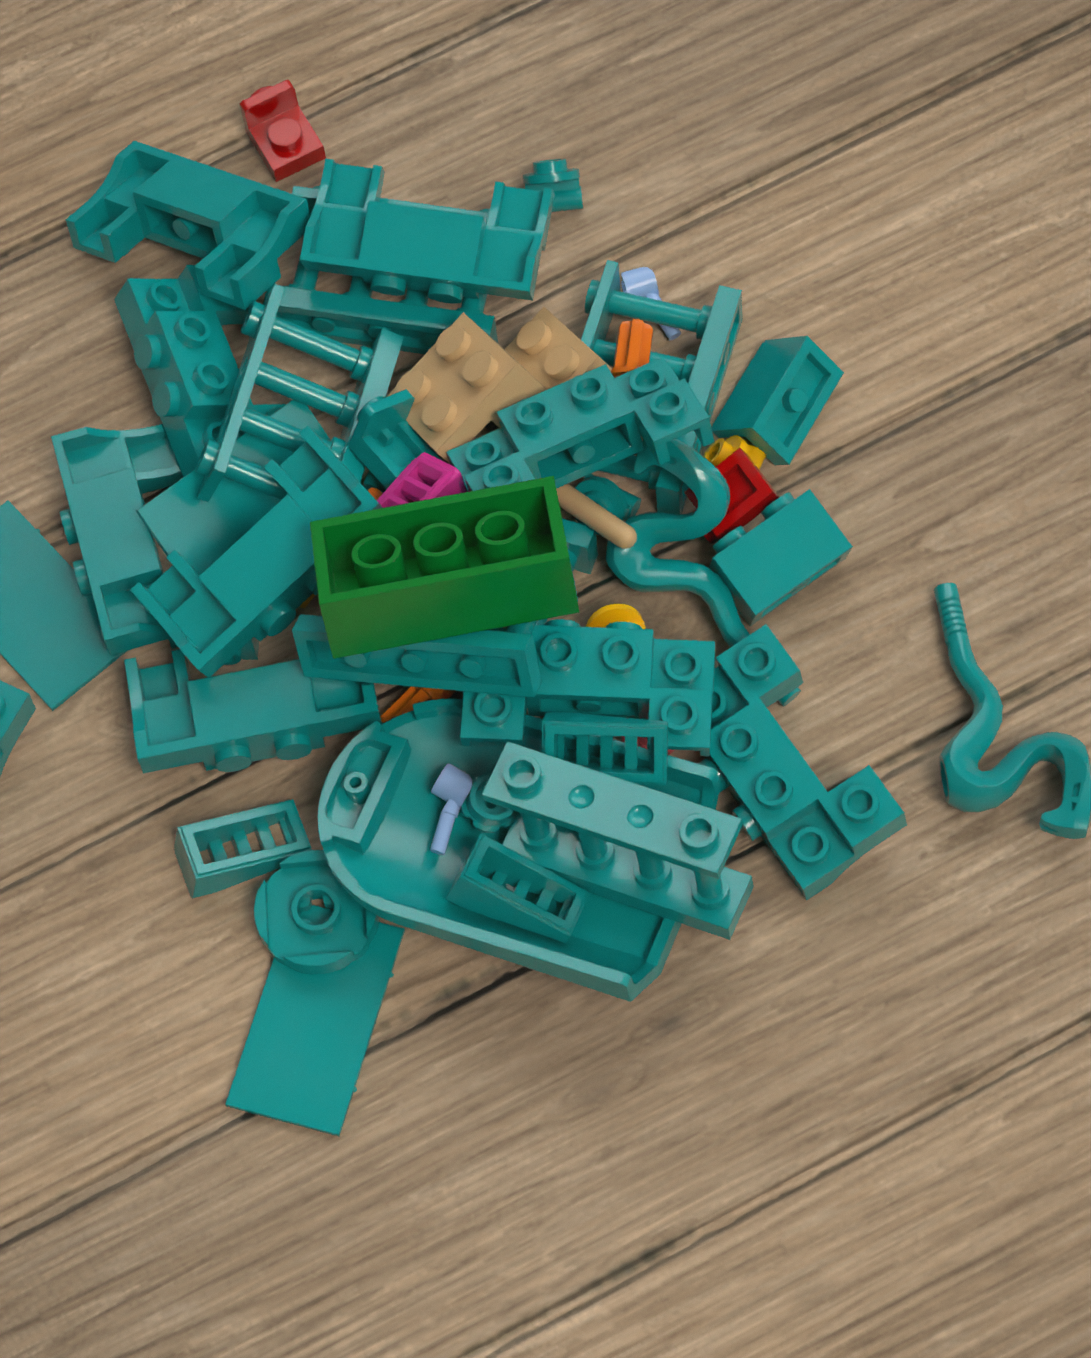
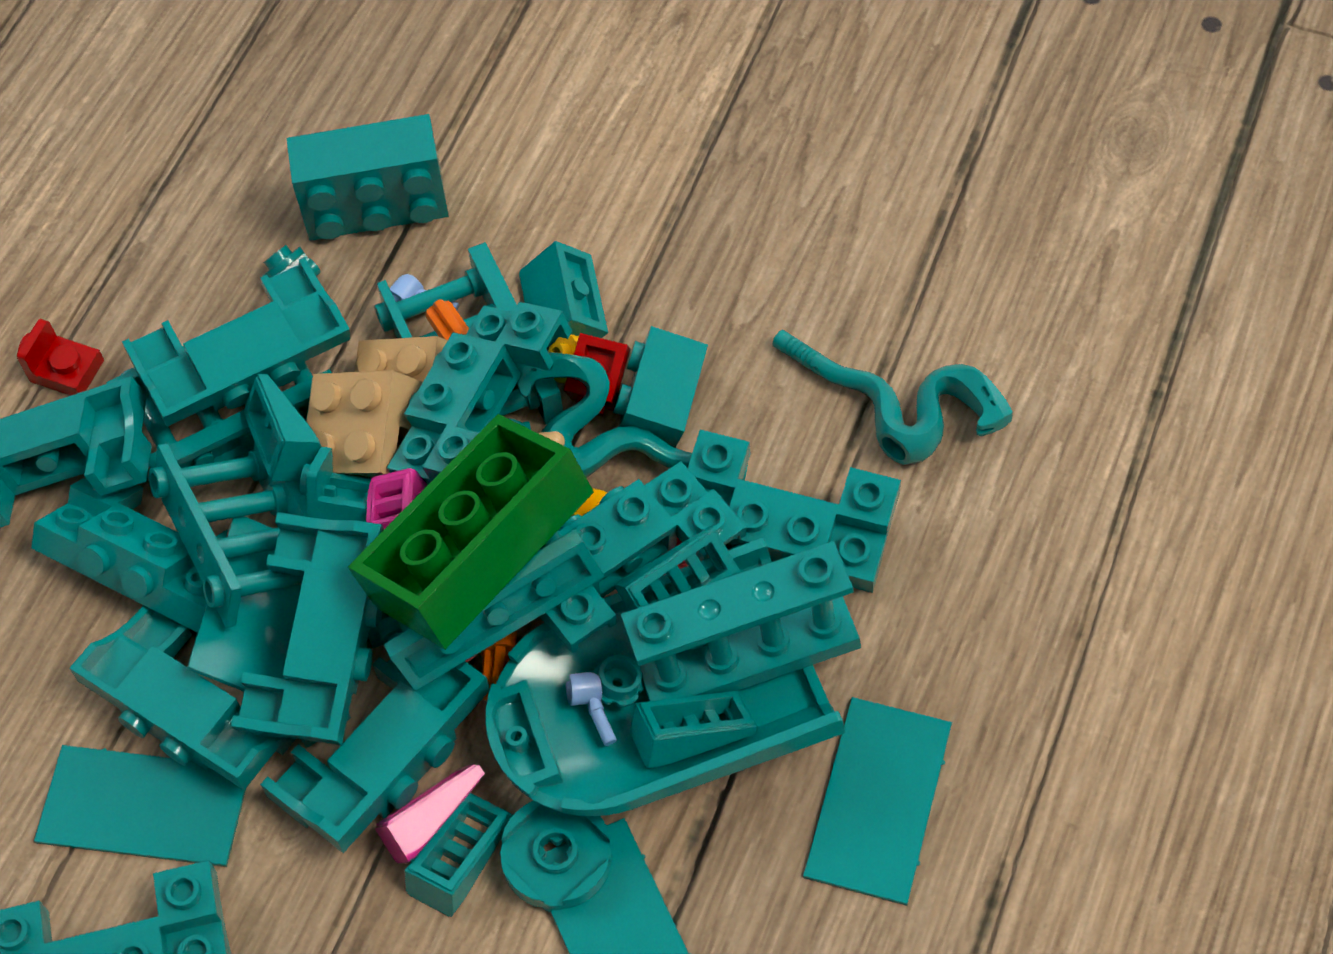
camera: 45 degrees left, 5 degrees down
(221, 794) = (414, 824): none -> slope
(388, 351) = (279, 431): none -> teal slope
(635, 1088) = (878, 801): none -> teal window
(691, 145) = (367, 177): none -> teal brick

